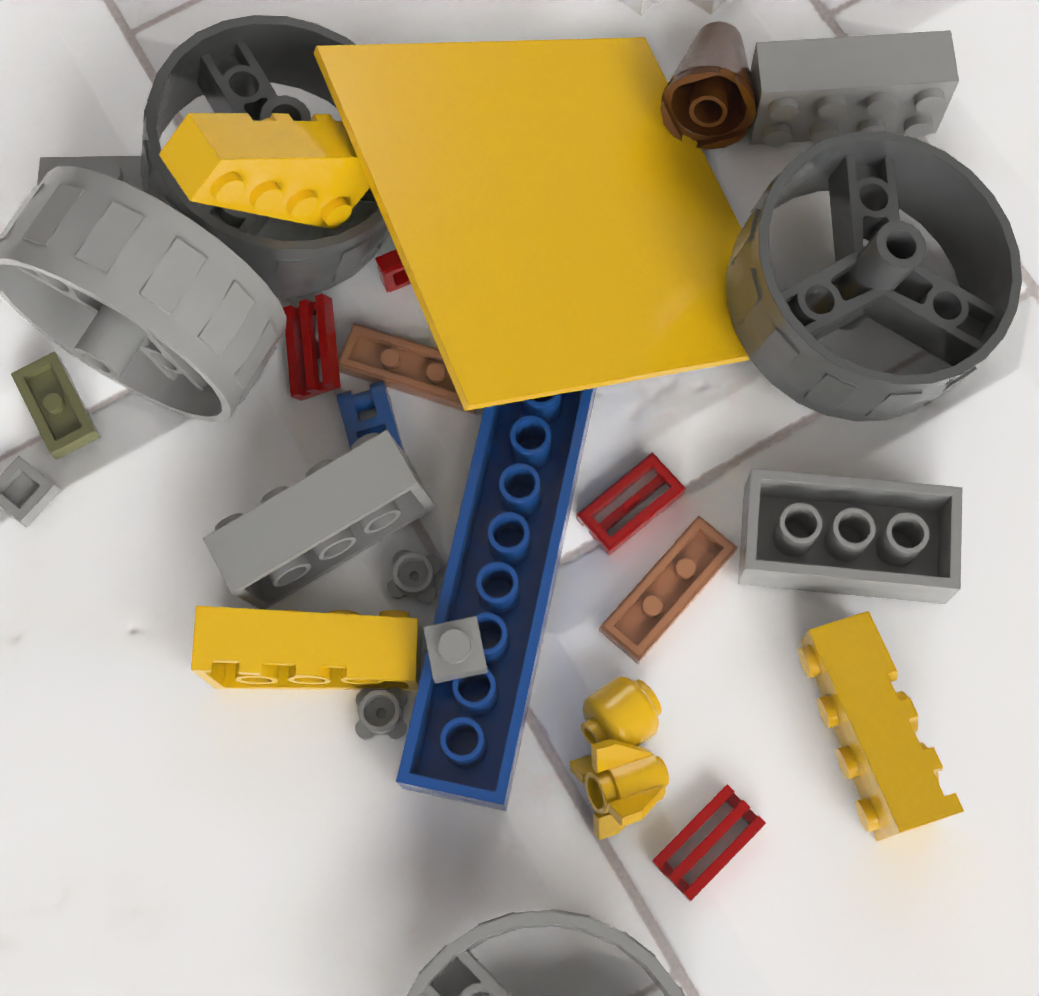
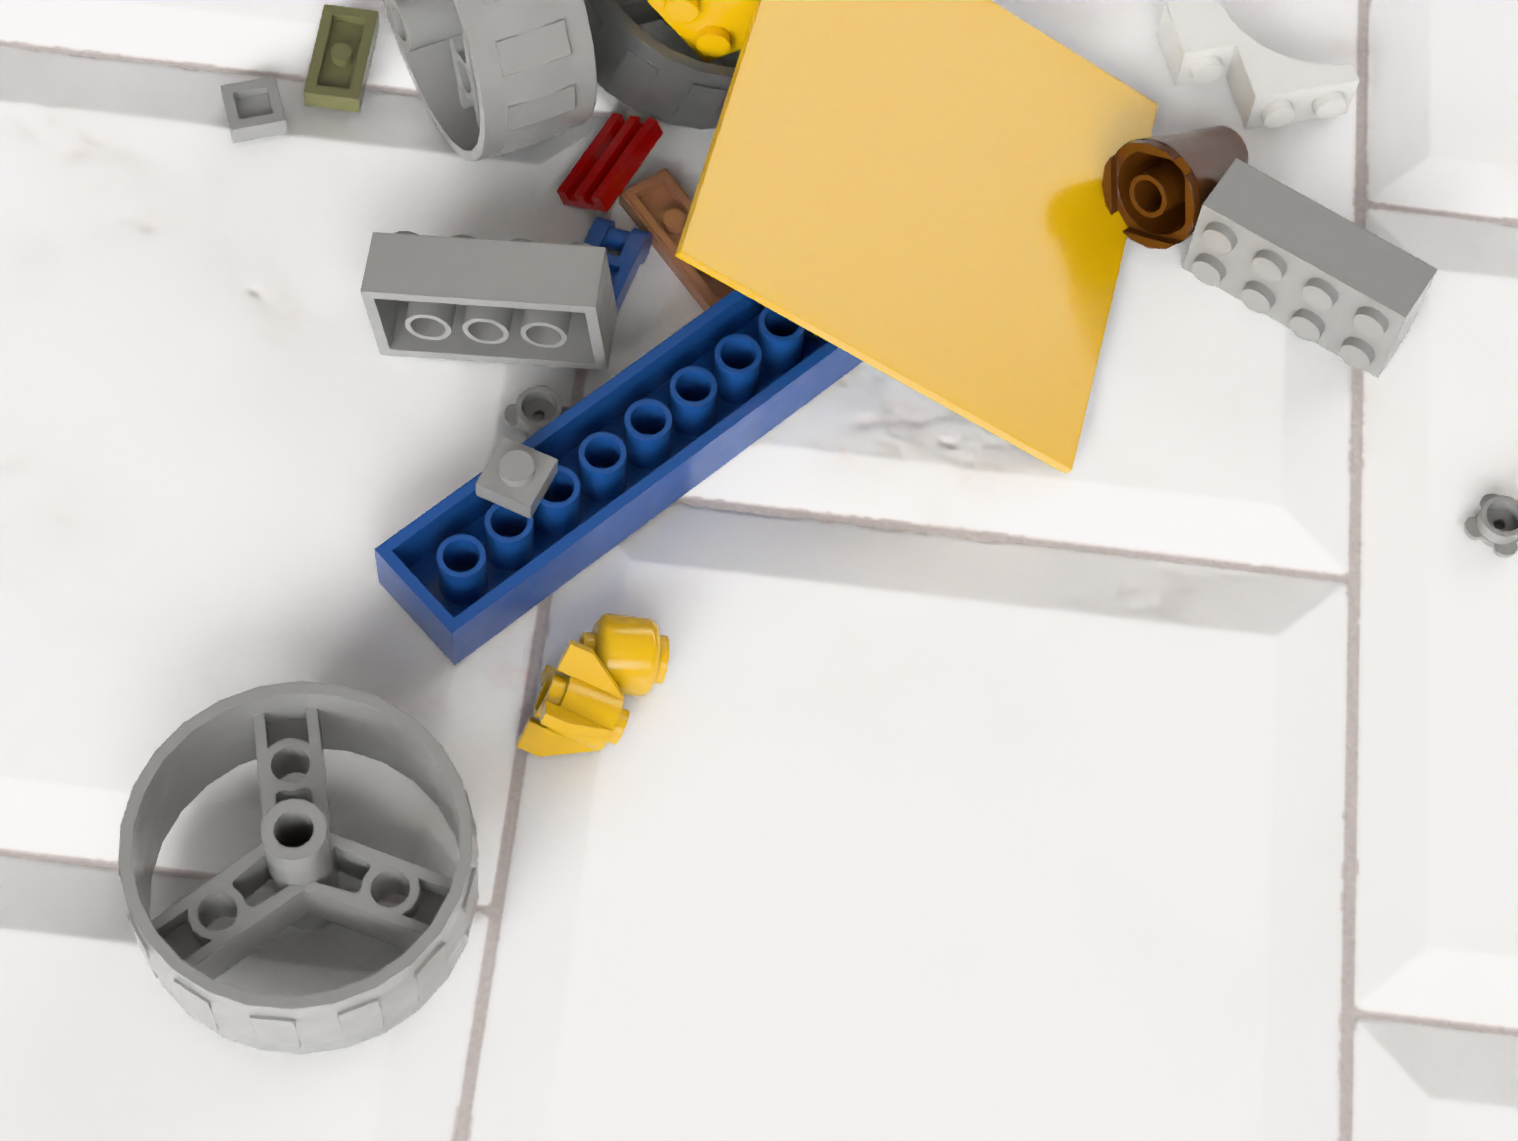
camera: 25 degrees right, 10 degrees down
(306, 649) = (381, 394): yellow wedge -> none
(370, 702) = (407, 491): light grey plate -> none
(599, 530) = (791, 502): red tile -> none
(668, 589) = (763, 588): nougat tile -> none
(740, 809) = (614, 798): red tile -> none
(851, 536) = (966, 649): light grey brick -> none
(867, 184) = (1246, 340): dark grey wheel -> none
(874, 728) = (847, 827): yellow wedge -> none

